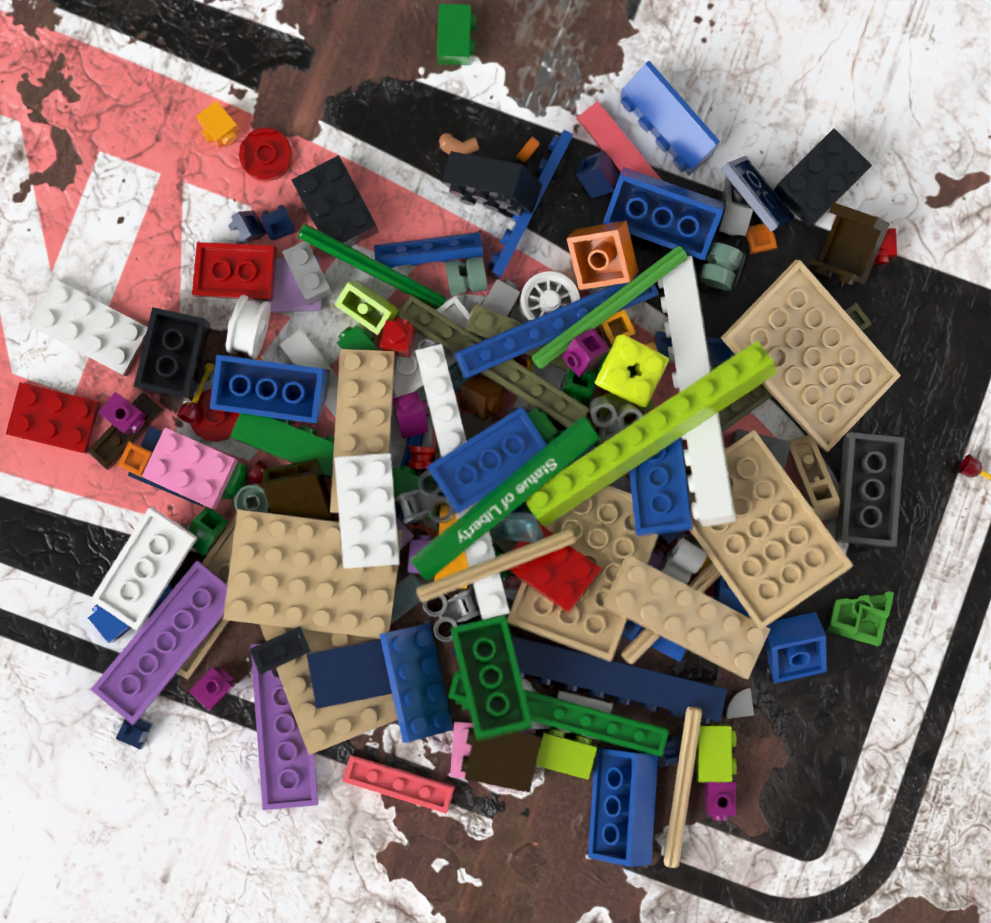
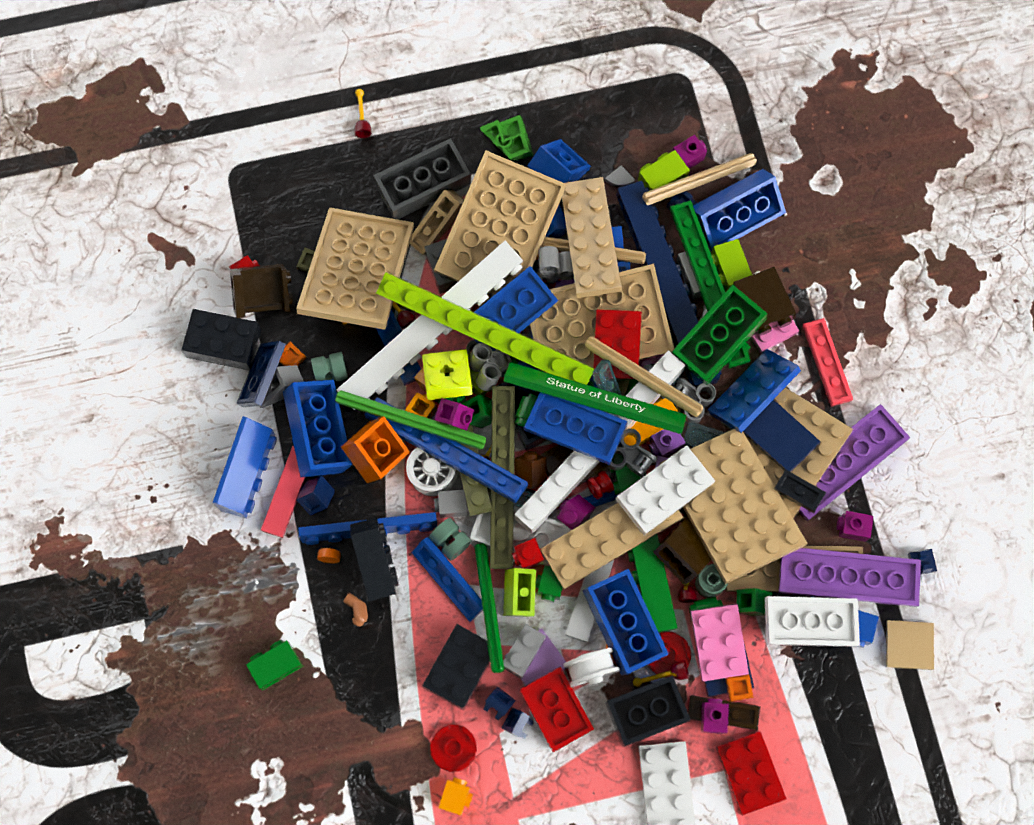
camera: 120 degrees left, 10 degrees down
(64, 658) = (909, 645): none -> tan tile

